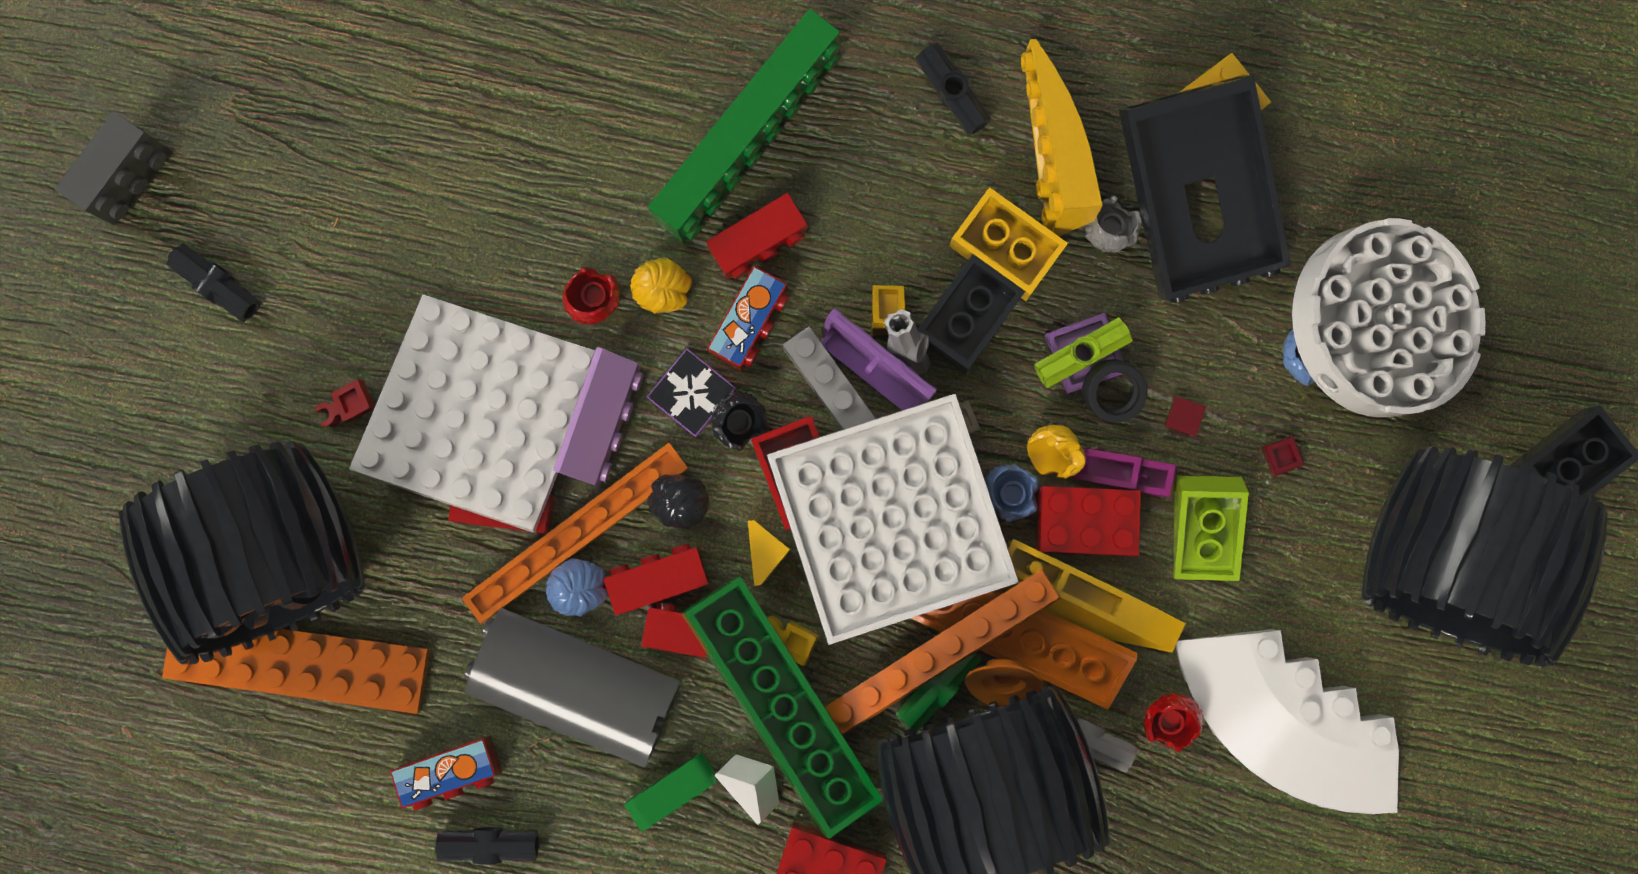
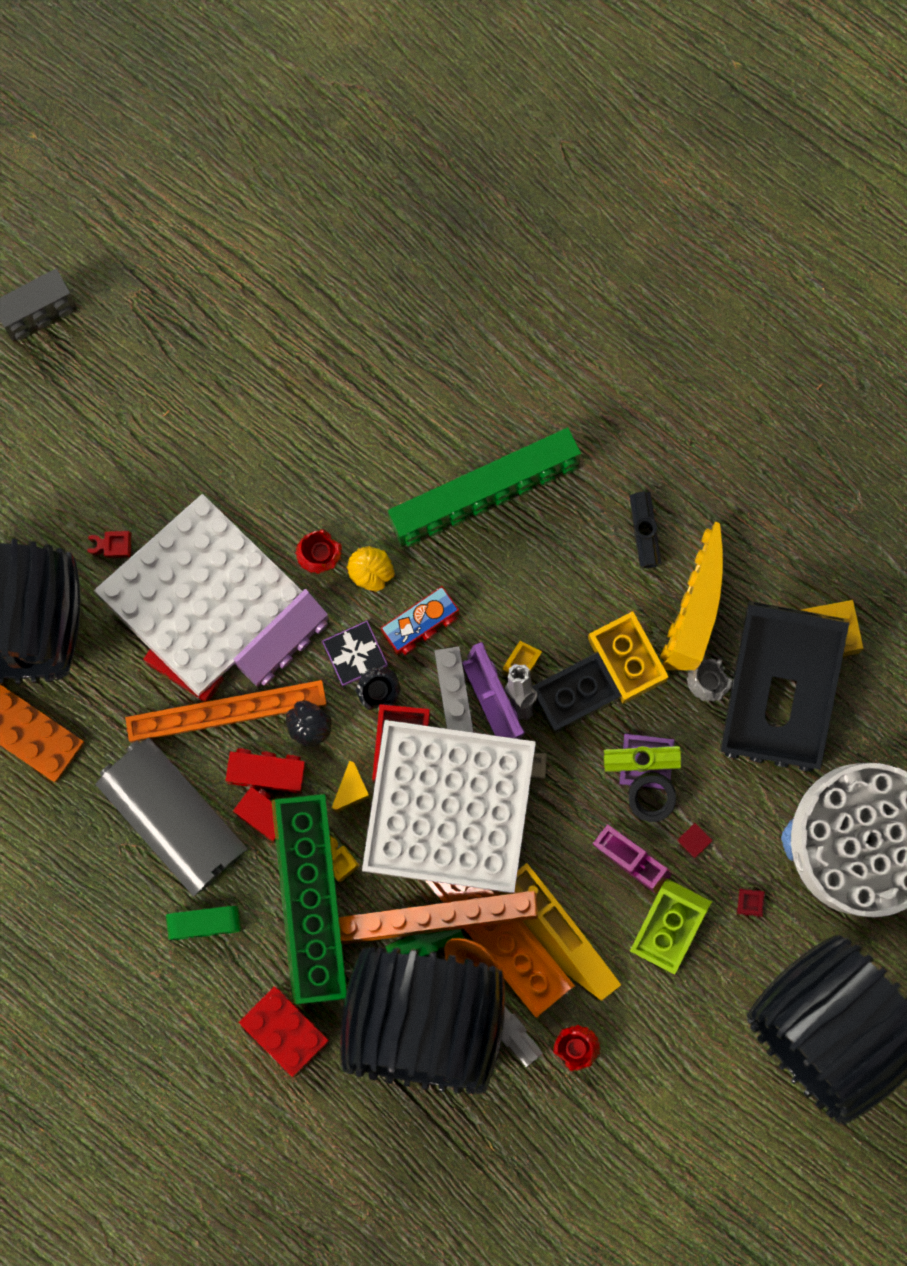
camera: 25 degrees right, 5 degrees down
(213, 282) = (62, 415): black piece -> none
(446, 773) = (55, 833): brick -> none
(487, 845) = (58, 896): black piece -> none
(576, 587) = (207, 749): medium blue hair -> none
(751, 785) = (260, 946): white slope -> none
(758, 237) = (455, 567): red brick -> none
(1012, 492) = (543, 832): medium blue hair -> none
(1056, 451) = (588, 818): yellow hair -> none
(1088, 521) = (587, 878): red brick -> none
(1289, 726) = (657, 1095): white brick -> none

